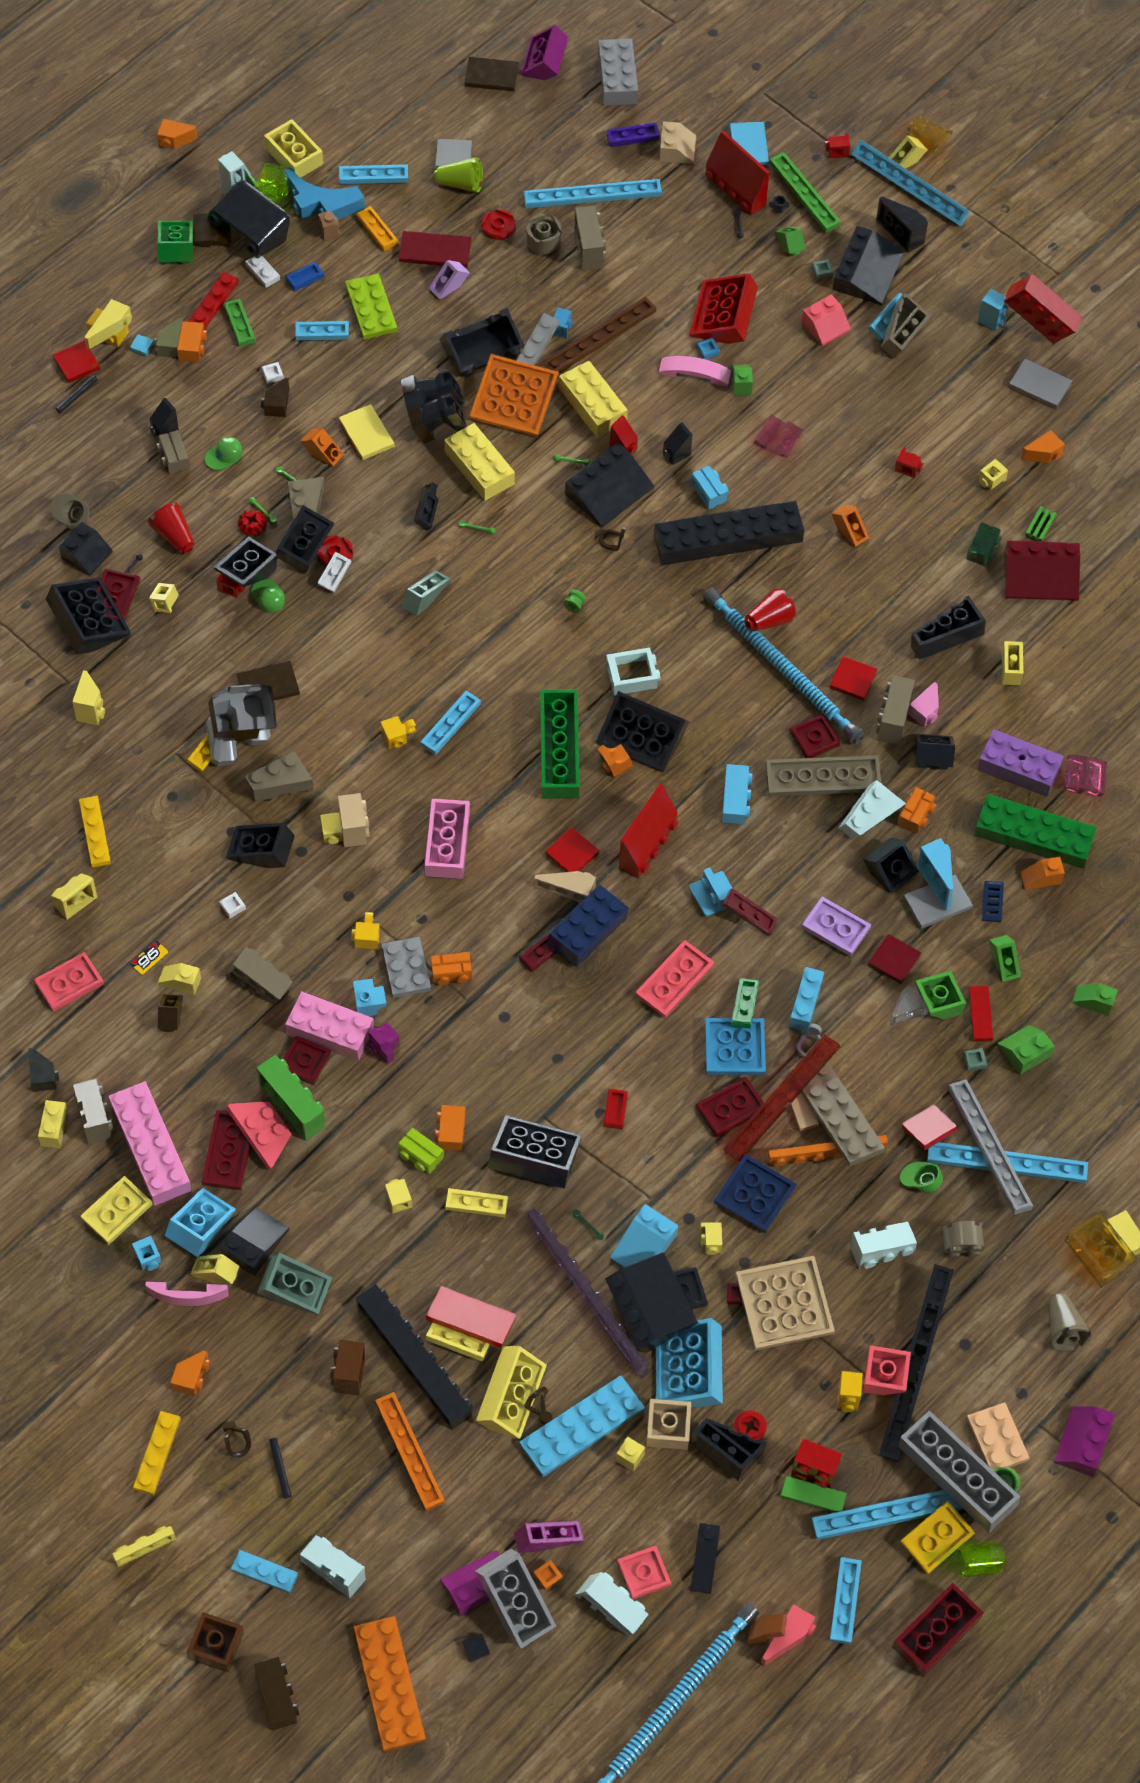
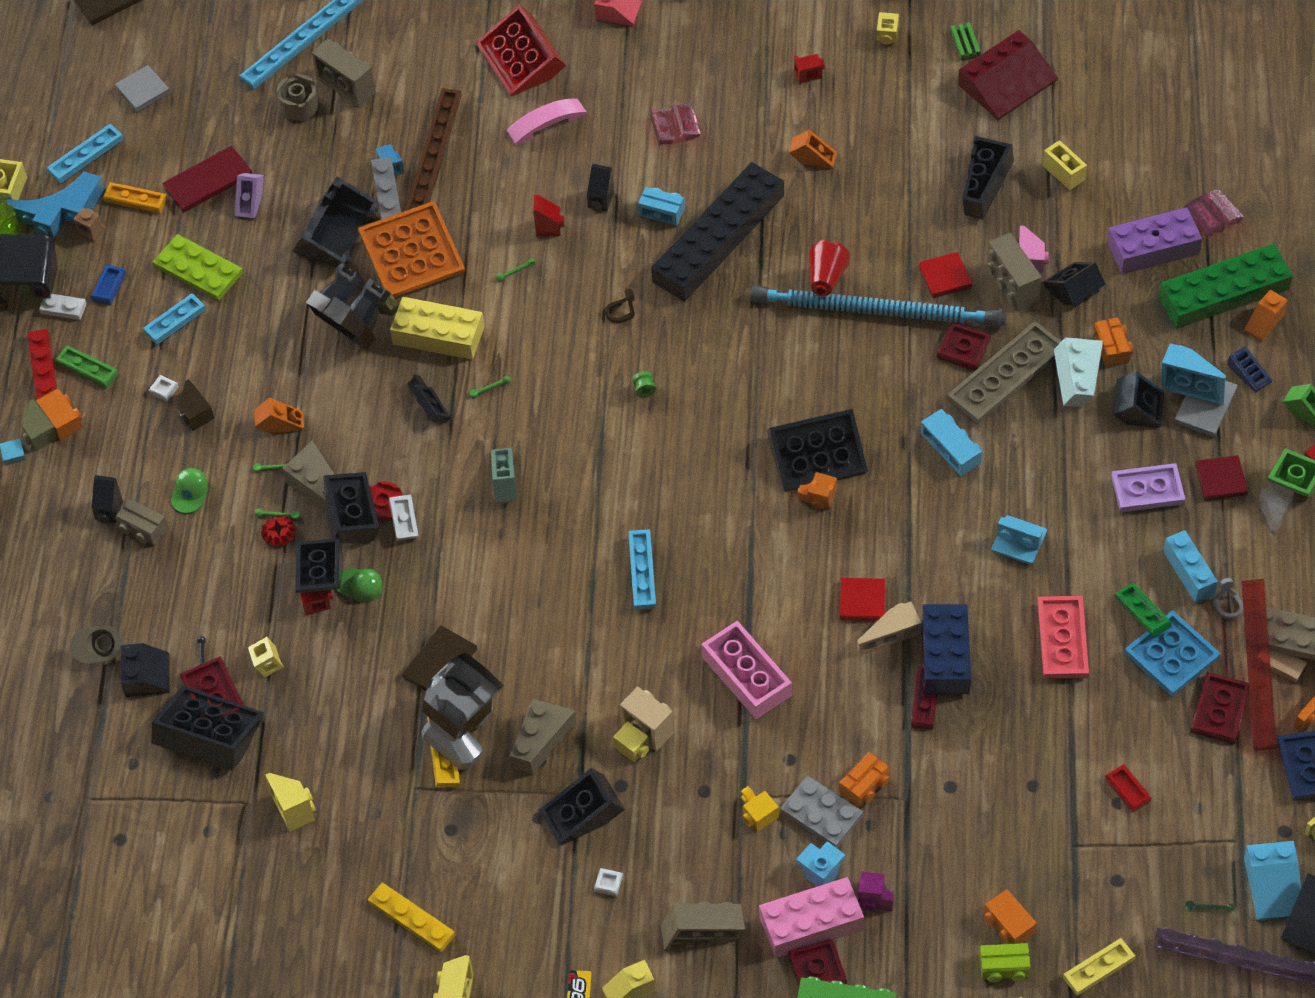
camera: 35 degrees left, 5 degrees down
(172, 527) = (213, 588): red cone -> none
(366, 432) = (305, 377): light yellow tile -> none
(395, 732) = (602, 614): yellow brick -> none
(461, 175) = (169, 99): lime cone -> none
(498, 224) = (244, 119): red tile -> none
(534, 1151) = (1102, 880): black slope -> none
(559, 744) = (760, 513): green brick -> none
(592, 398) = (484, 204): light yellow brick -> none
(608, 485) = (572, 267): black slope -> none
(635, 684) = (747, 423): light aqua window -> none
(648, 833) = (918, 531): red slope -> none
(708, 348) = (538, 94): dark azure tile -> none
(742, 379) = (596, 97): bright green slope -> none
(749, 911) = (1069, 529): dark red tile -> none
(983, 544) = (938, 88): clear green brick -> none

